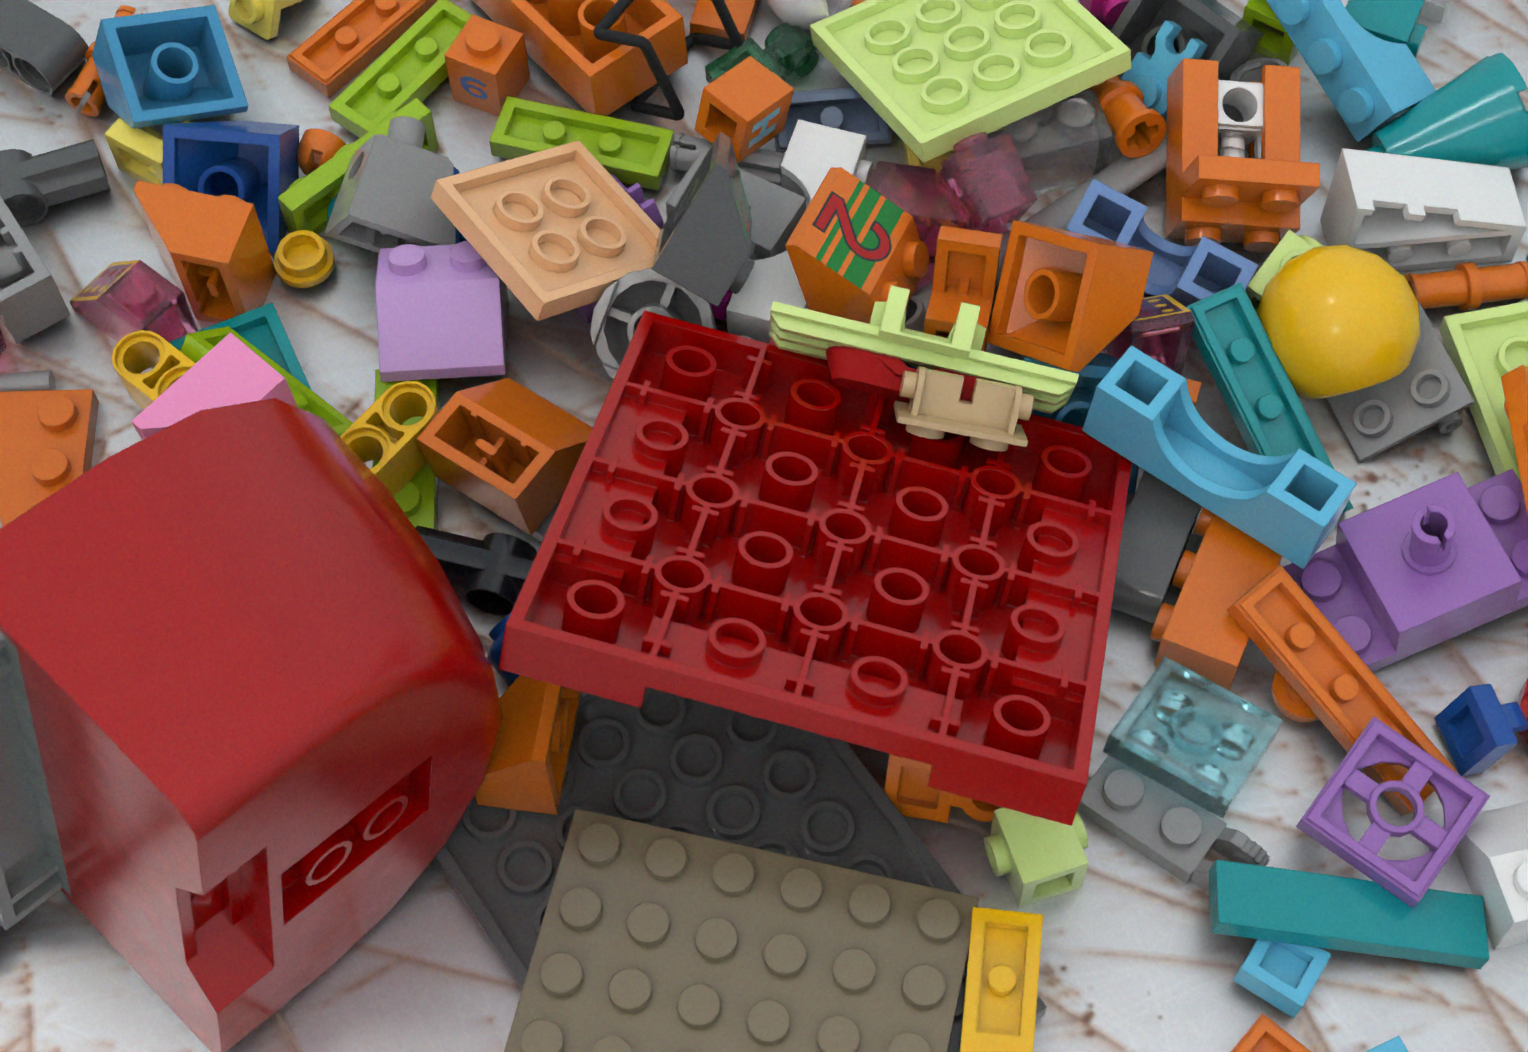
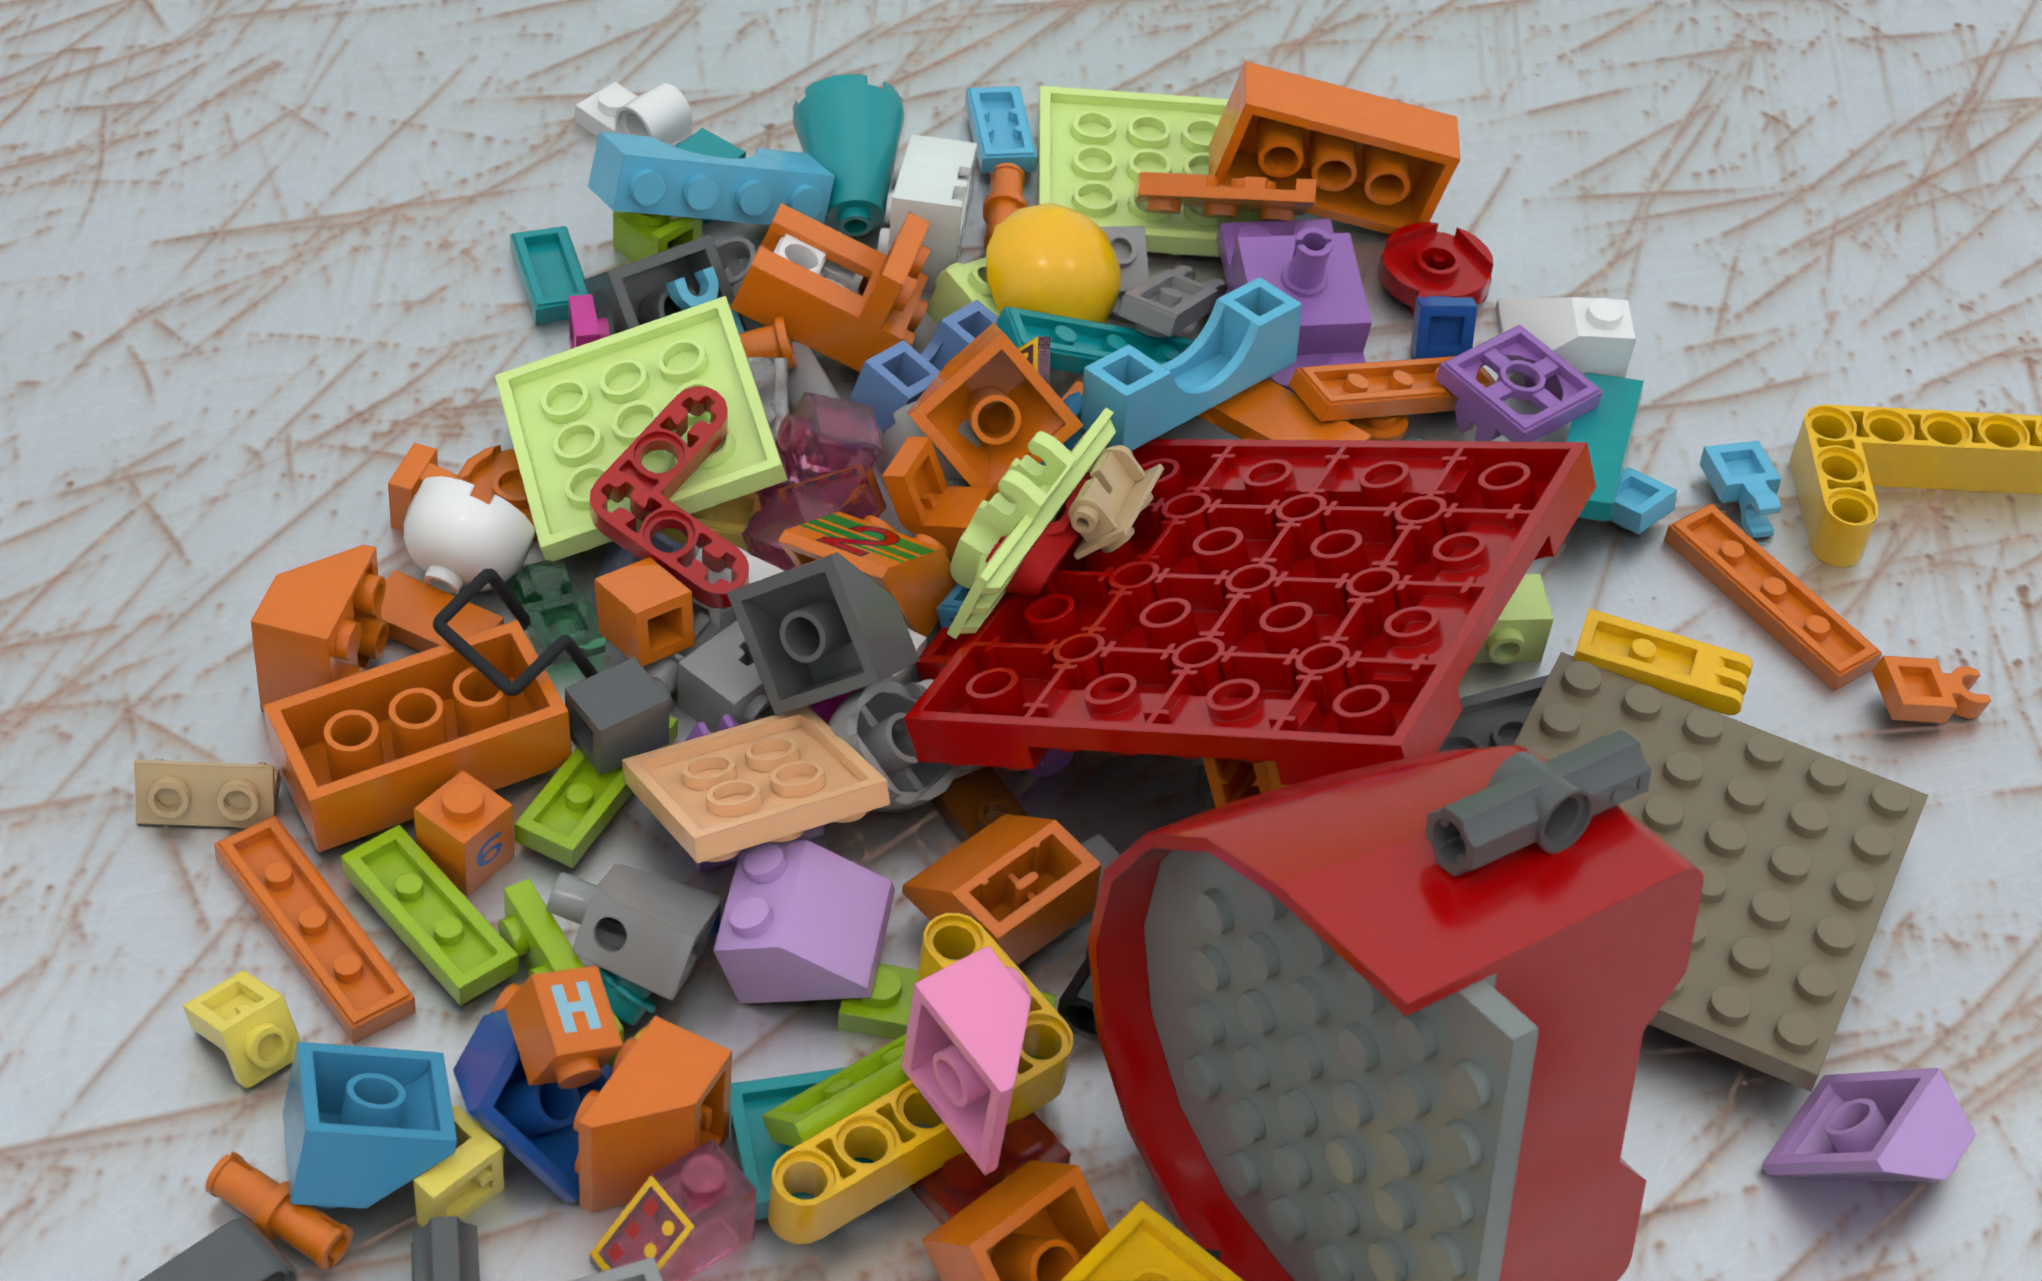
camera: 85 degrees left, 15 degrees down
(226, 653) = (1537, 802): none -> dark grey piece
(236, 152) = (563, 1027): none -> orange brick
(620, 122) = (618, 714): none -> dark grey brick
(861, 65) = (651, 494): none -> red beam
(1368, 445) = (1170, 302): none -> light grey hinge

